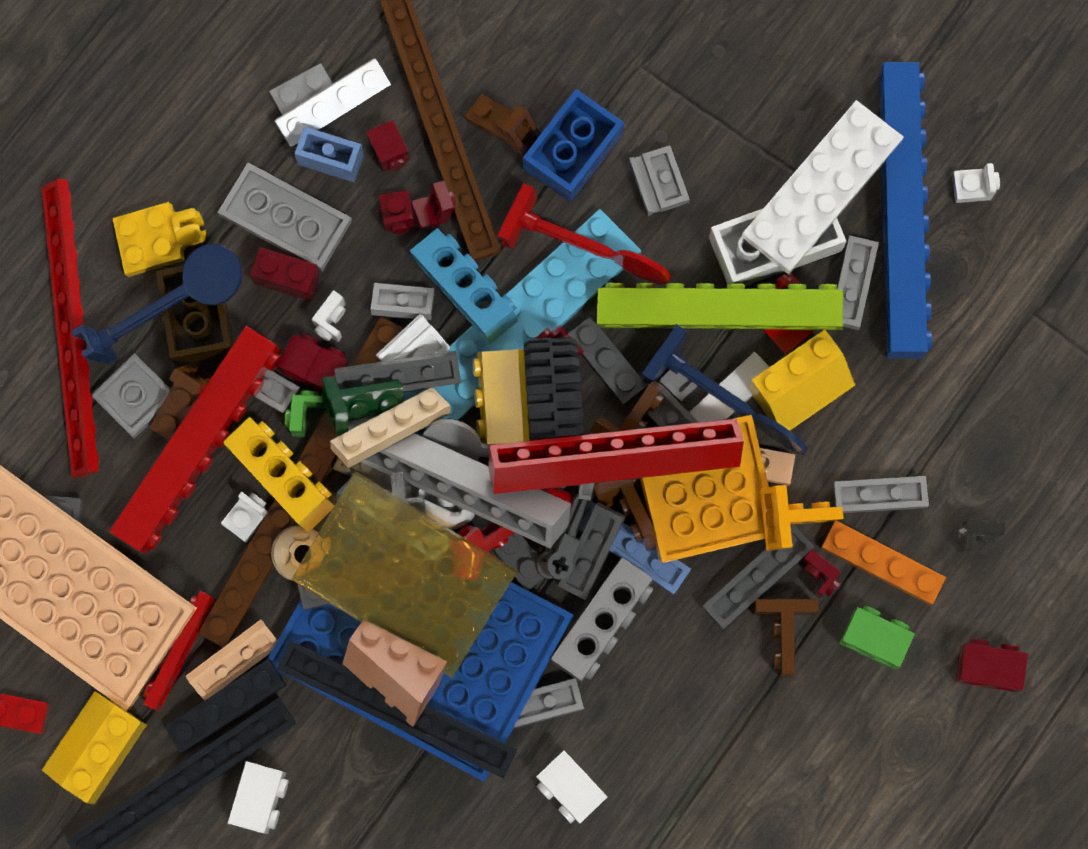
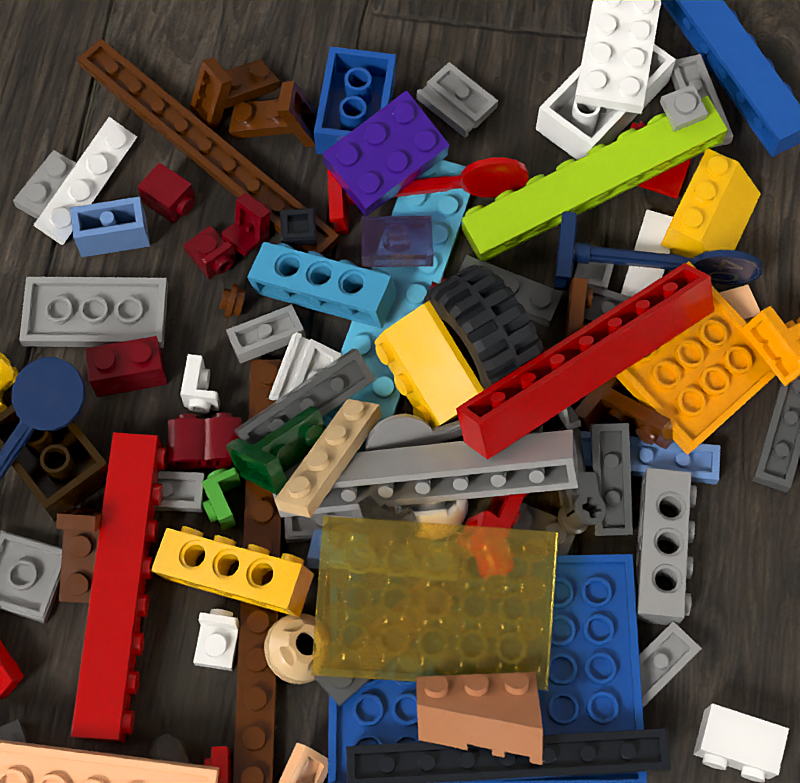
camera: 30 degrees left, 10 degrees down
(391, 261) = (232, 301): none -> reddish brown plate
(471, 228) = (298, 227): none -> black tile
(484, 80) = (224, 88): none -> reddish brown bracket
(537, 281) = (397, 241): none -> clear purple plate
(564, 207) = (386, 153): none -> dark purple brick
(816, 290) = (683, 107): none -> light grey plate

